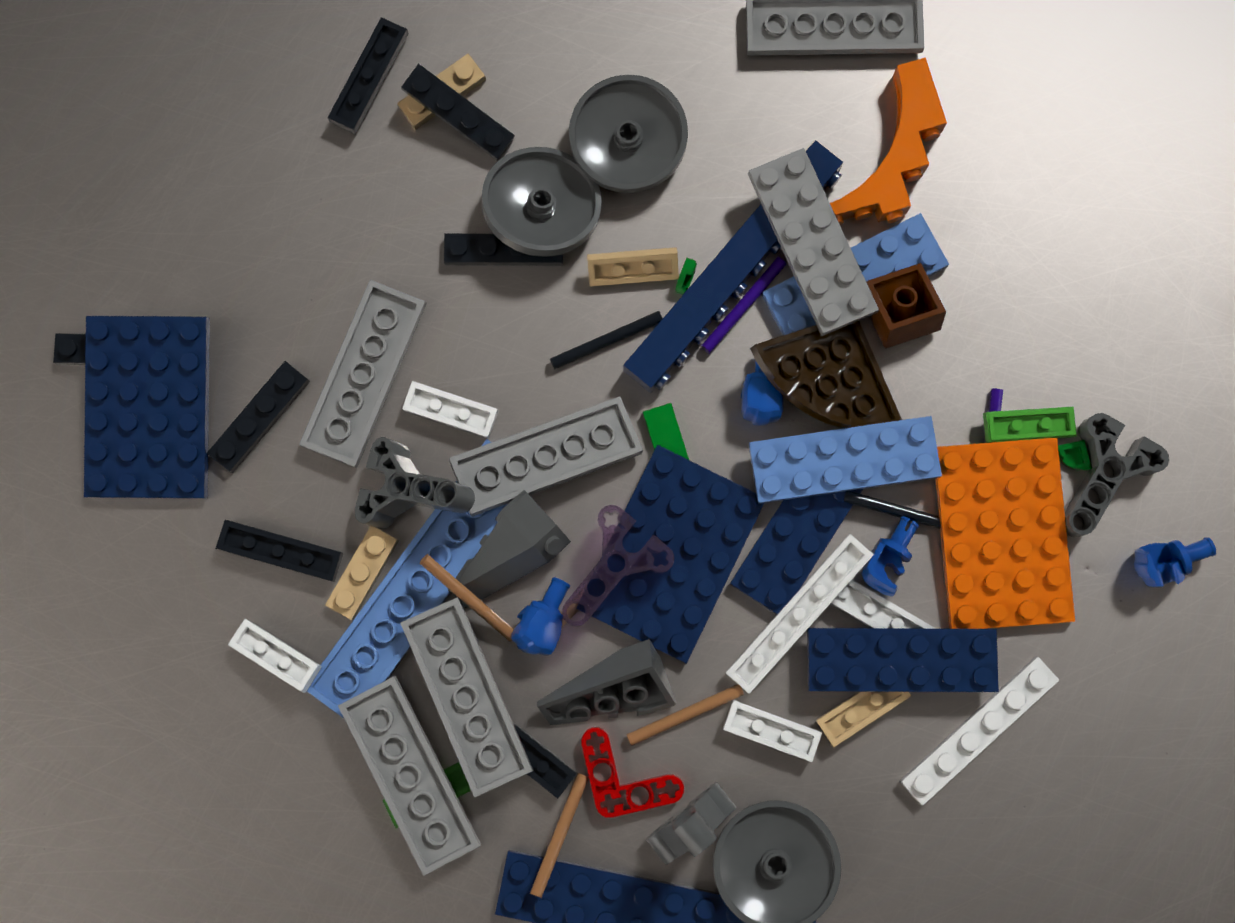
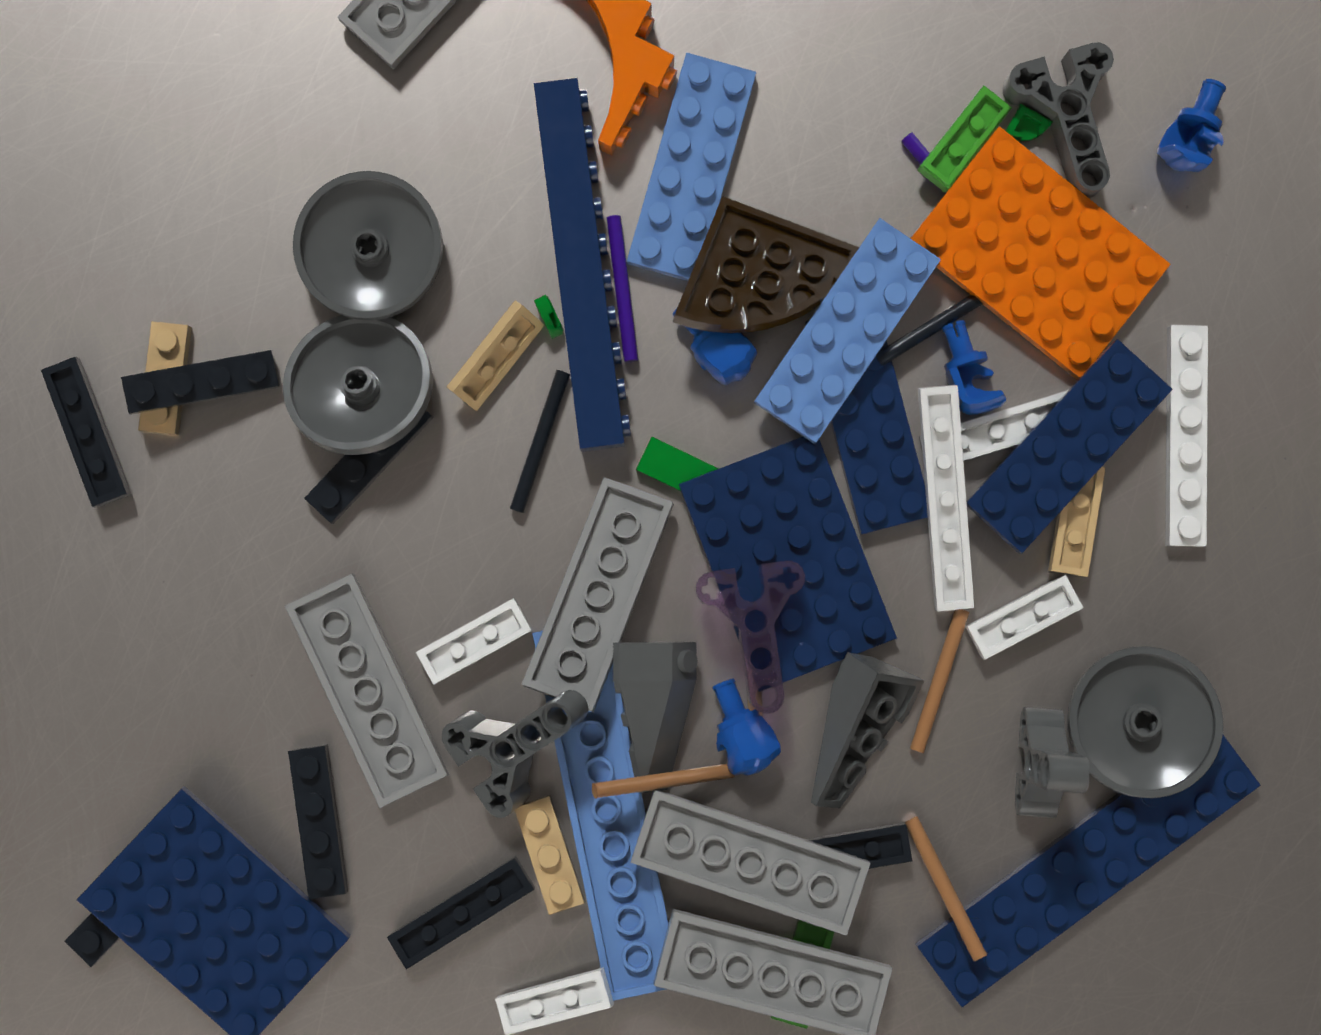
camera: 50 degrees left, 5 degrees up
(612, 785) = (946, 802): red beam -> none
(813, 241) = (625, 173): light grey plate -> none
(905, 305) = (758, 147): reddish brown slope -> none

